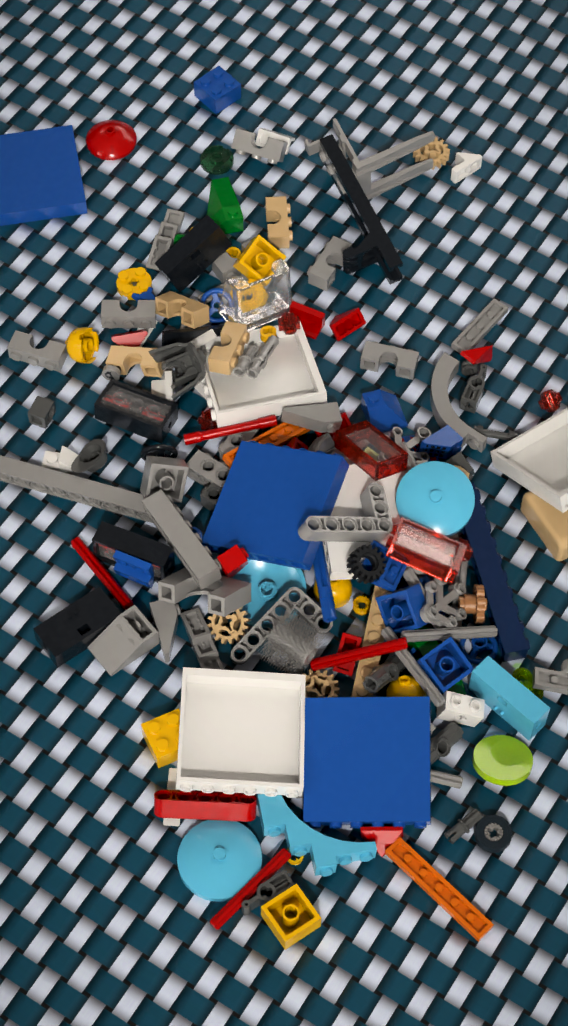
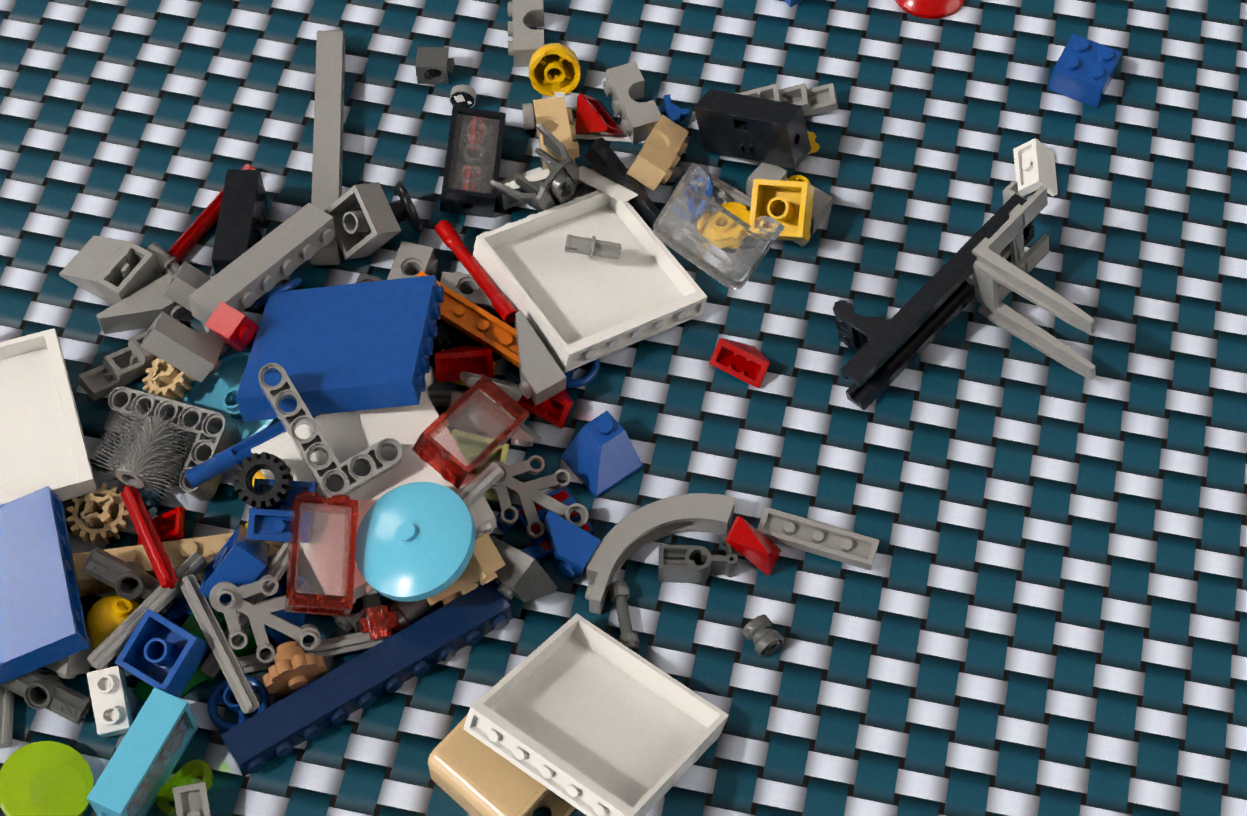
camera: 70 degrees right, 0 degrees up
(60, 461) = (367, 116): white slope -> none
(76, 403) = (463, 96): none -> tile
(76, 626) = (114, 209): black brick -> none
(91, 457) = (377, 140): dark grey piece -> none
(131, 275) = (687, 82): yellow plate -> none
(133, 569) = (208, 233): blue slope -> none
(141, 604) = (164, 261): none -> light grey axle
(216, 160) = (961, 115): clear green tile -> none
(224, 206) = (872, 153): green wedge -> none
(233, 339) = (627, 225): tan arch -> none
(245, 143) = (1006, 164): light grey arch -> none
(260, 360) = (609, 264): light grey pin -> none
(267, 331) = (660, 256): yellow bush -> none
(277, 211) = (862, 229): tan arch -> none
(289, 323) = (685, 279): clear red gear -> none
(311, 319) = (720, 310): red panel -> none
(321, 273) = (818, 298): light grey arch -> none
(376, 354) = (696, 413): light grey arch -> none
(433, 150) = (1139, 372): tan gear -> none
(465, 166) = (1127, 430): white slope -> none
(532, 372) = (763, 636): none -> dark grey wheel
(550, 400) = (716, 675): clear red gear -> none

